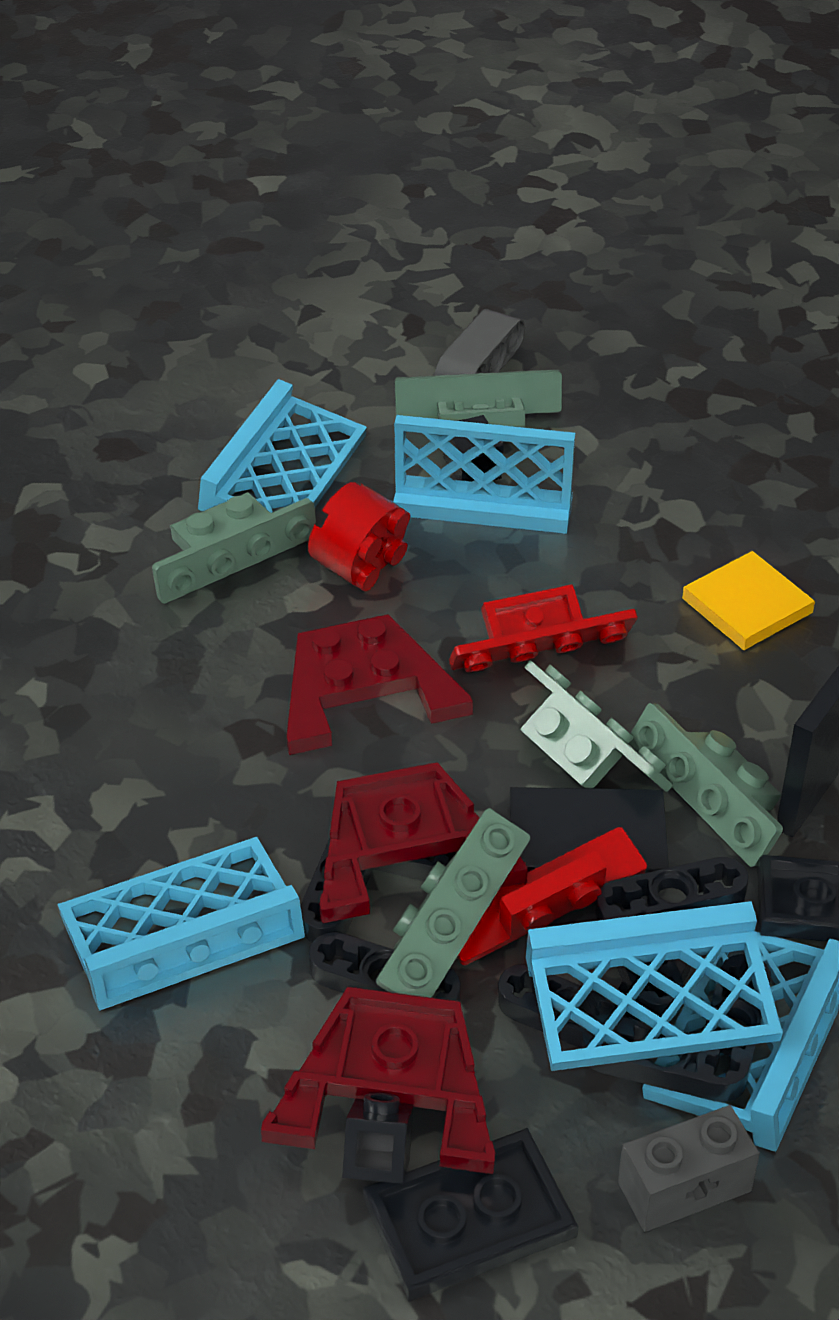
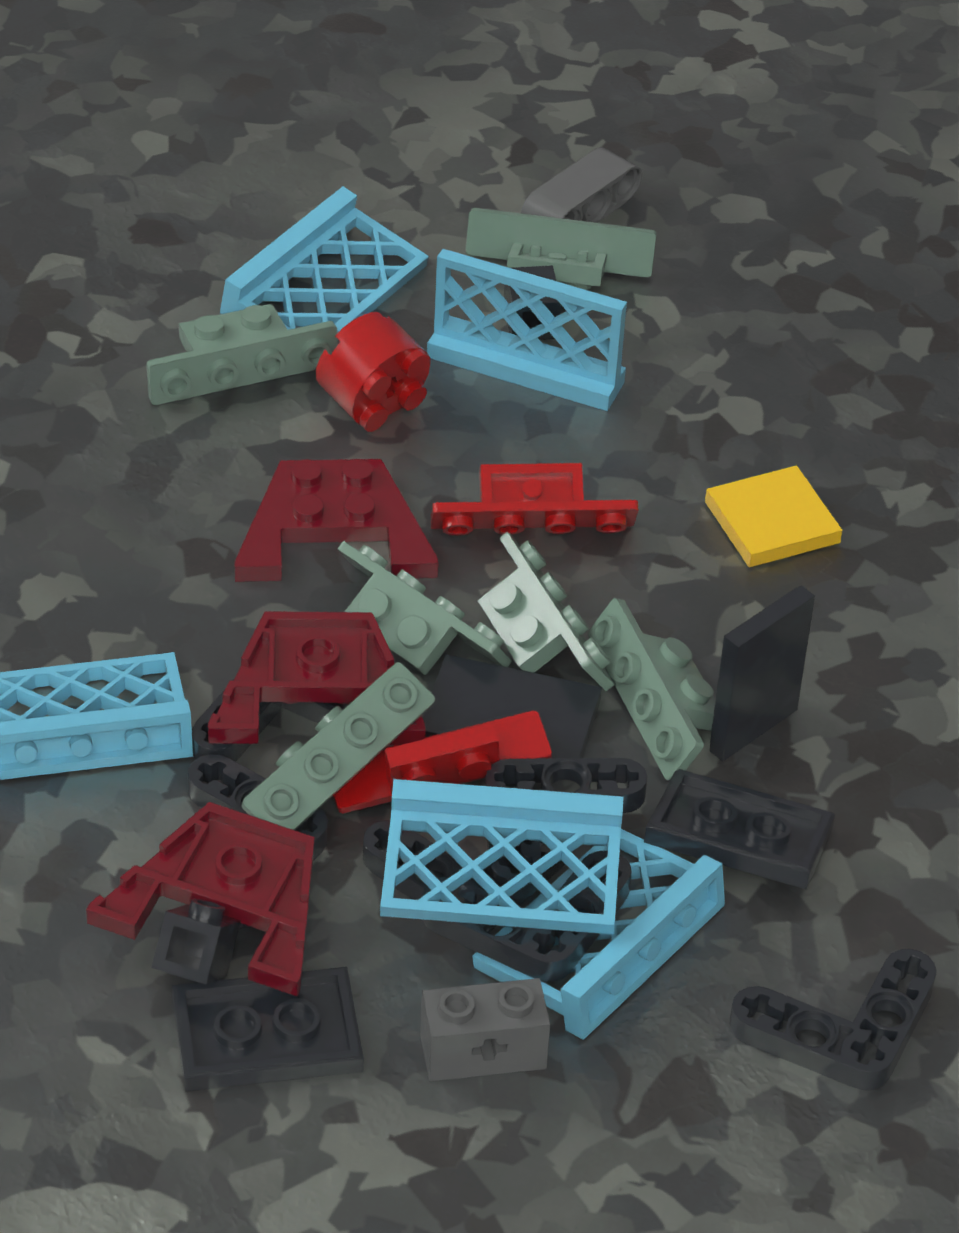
camera: 10 degrees right, 0 degrees up
(474, 763) = (411, 622): none -> sand green bracket

